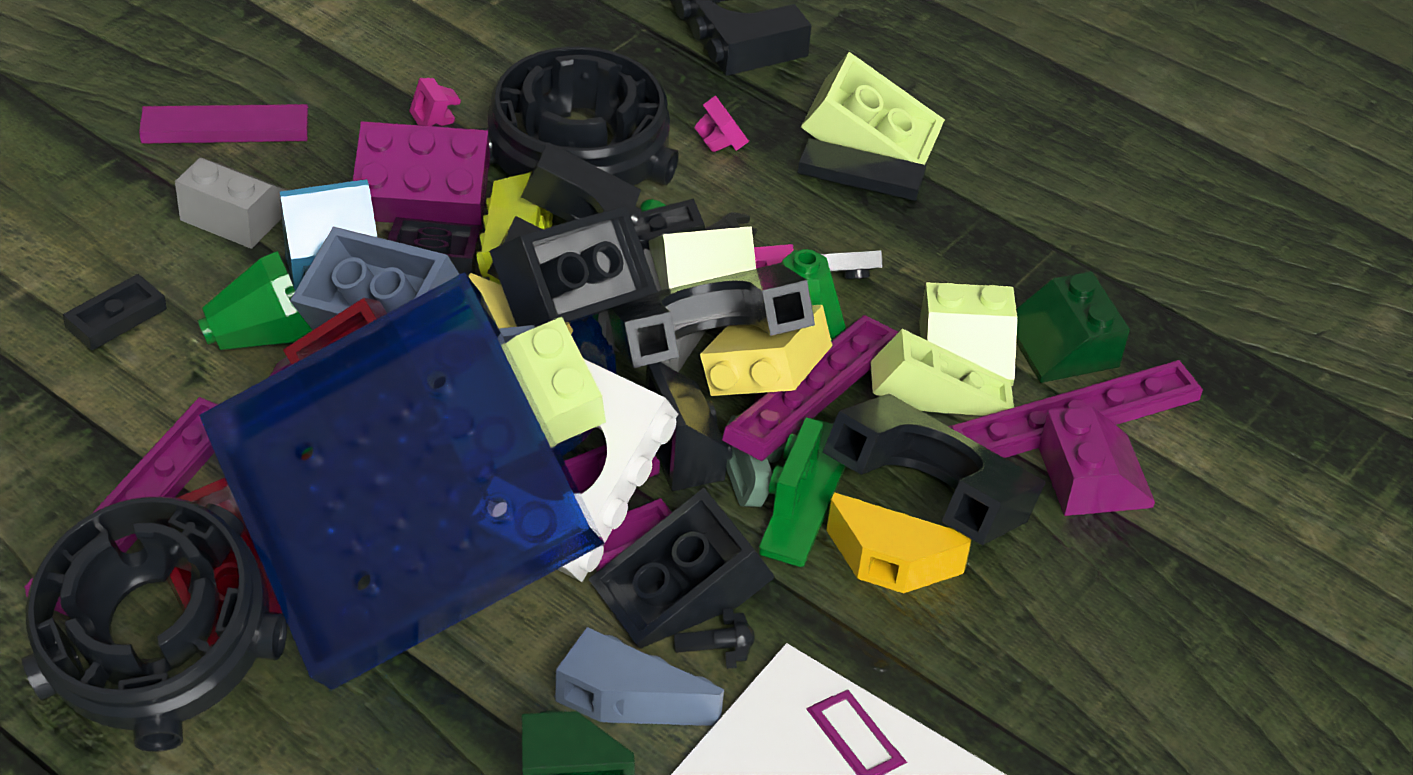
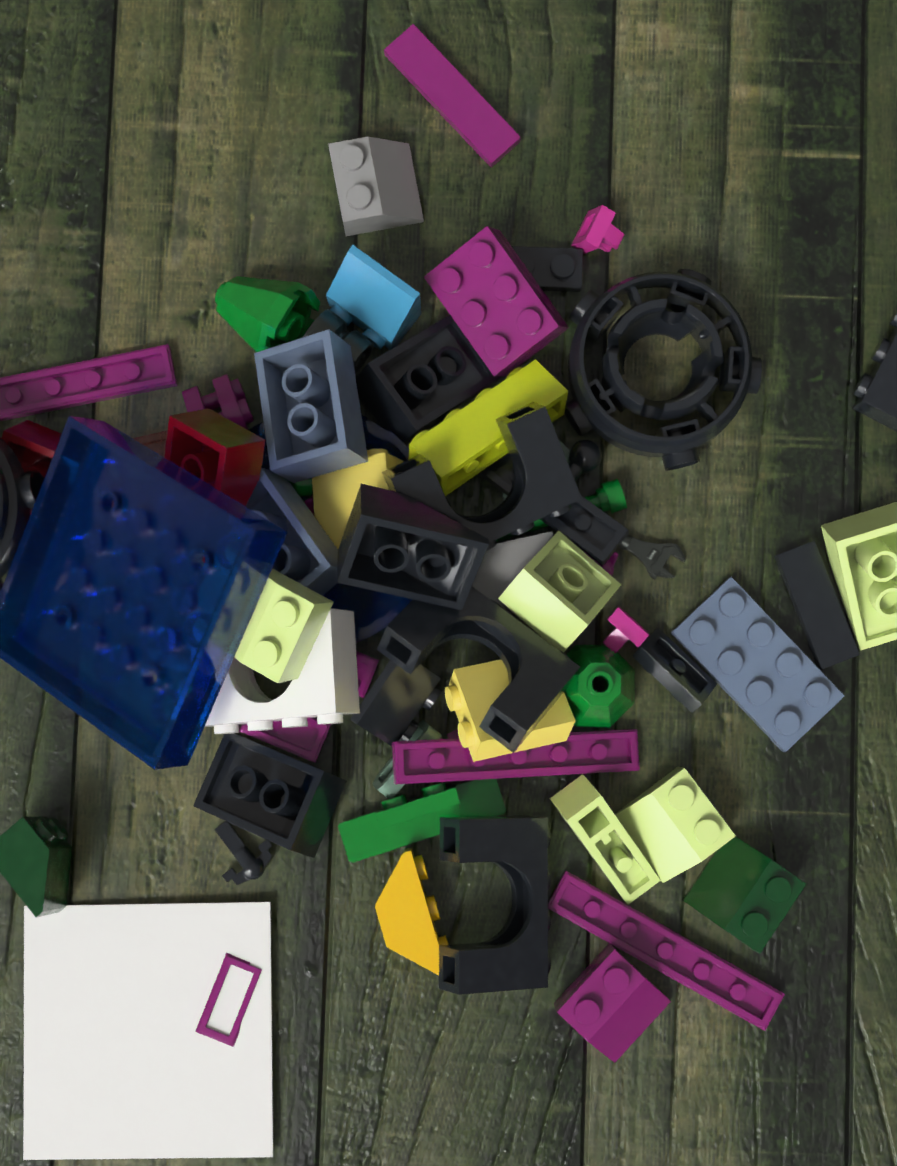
camera: 55 degrees right, 40 degrees up
(114, 312) = (195, 214): black plate -> none
(628, 686) = (146, 827): sand blue slope -> none
(721, 127) = (770, 466): dark pink tile -> none
(893, 221) = (757, 664): none -> sand blue plate

